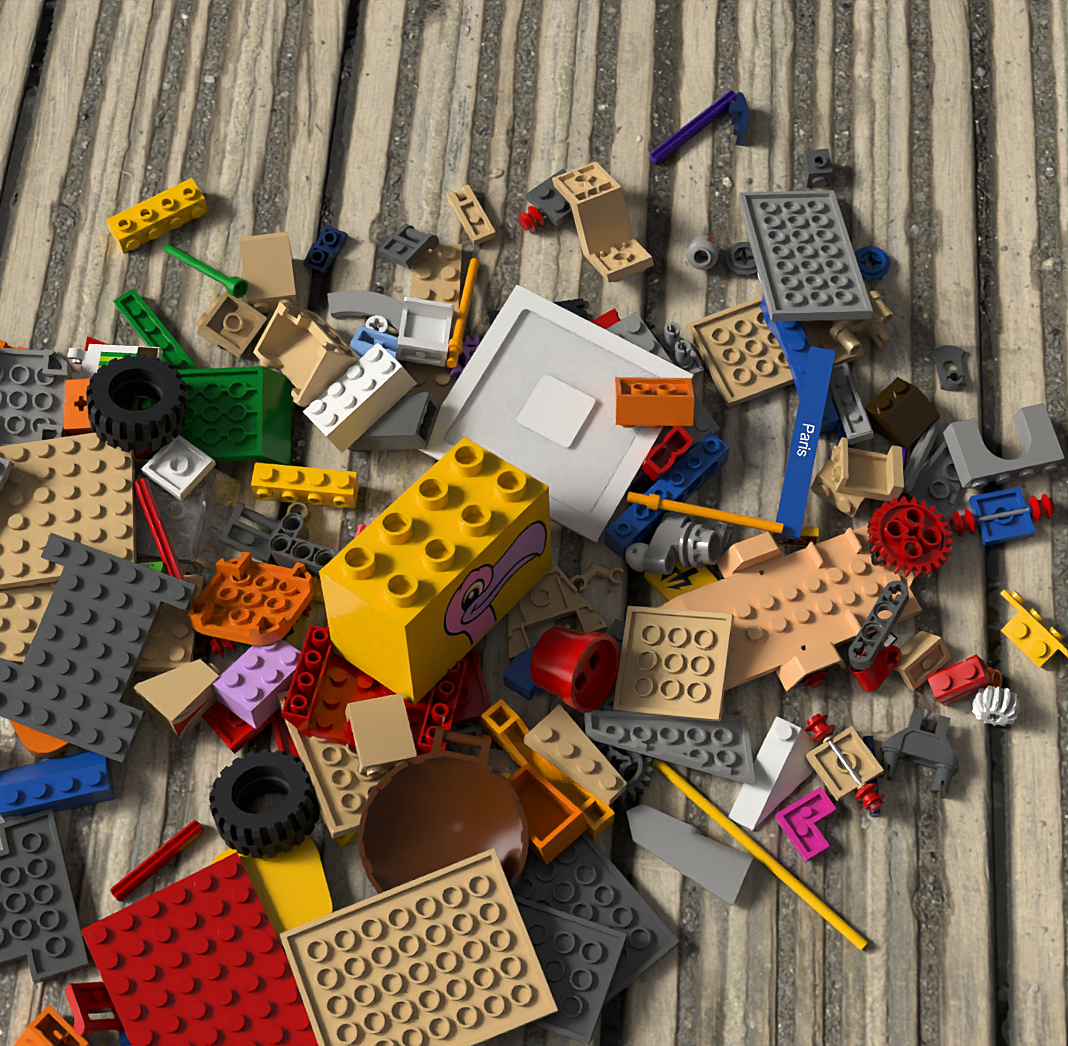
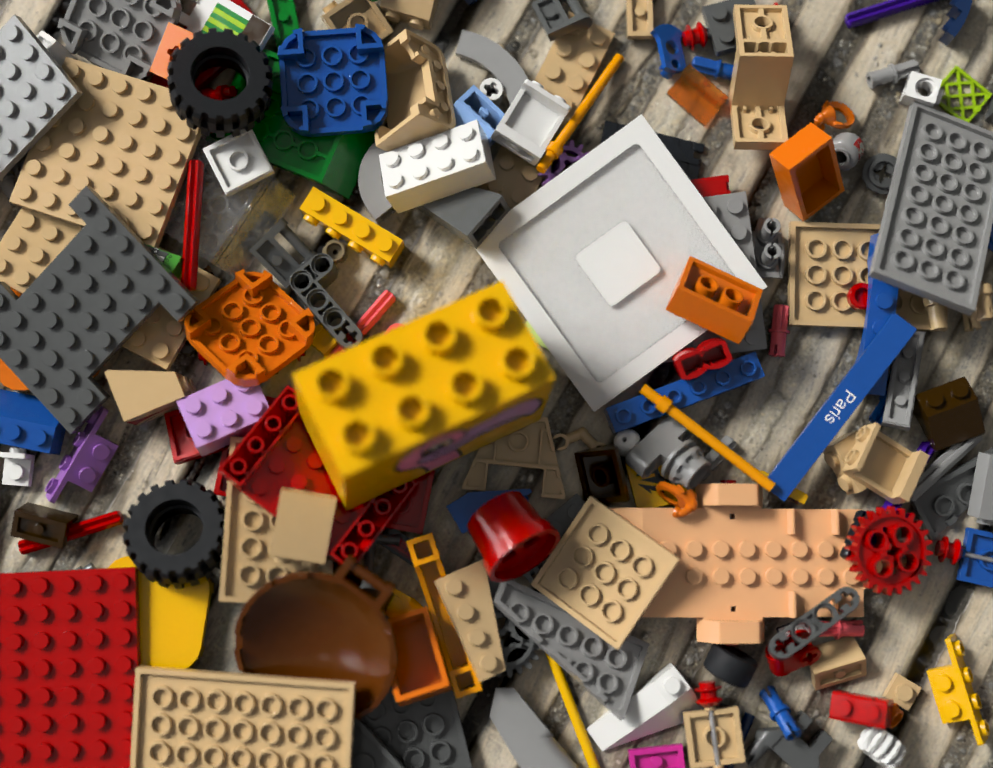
camera: 25 degrees right, 20 degrees up
(79, 823) = (18, 467): none -> white bracket
(128, 862) = (42, 524): none -> dark brown panel
(144, 787) = (86, 460): none -> medium lavender bracket
(235, 370) = (333, 81): none -> blue tile
(307, 447) = (372, 187): none -> light grey arch
(523, 246) = (670, 63): none -> blue piece
(556, 262) = (697, 95): none -> clear orange panel
(558, 237) = (713, 67): none -> blue axle
(630, 586) = (602, 474): none -> dark brown slope
(675, 231) = (828, 116): none -> orange piece
(679, 275) = (807, 171): none -> orange piece
(711, 182) = (891, 73): none -> light grey axle
(712, 571) = (686, 499): none -> orange piece
(723, 413) = (779, 330): none -> coral axle
(739, 176) = (928, 83): none -> white brick
(774, 356) = (857, 296): none -> red tile
(778, 163) = (970, 81): none -> lime window
(826, 695) = (730, 665): none -> black tyre
(892, 717) = (780, 713): none -> blue pin
(906, 628) = (844, 629): none -> coral axle
(992, 655) = (901, 691): none -> tan plate

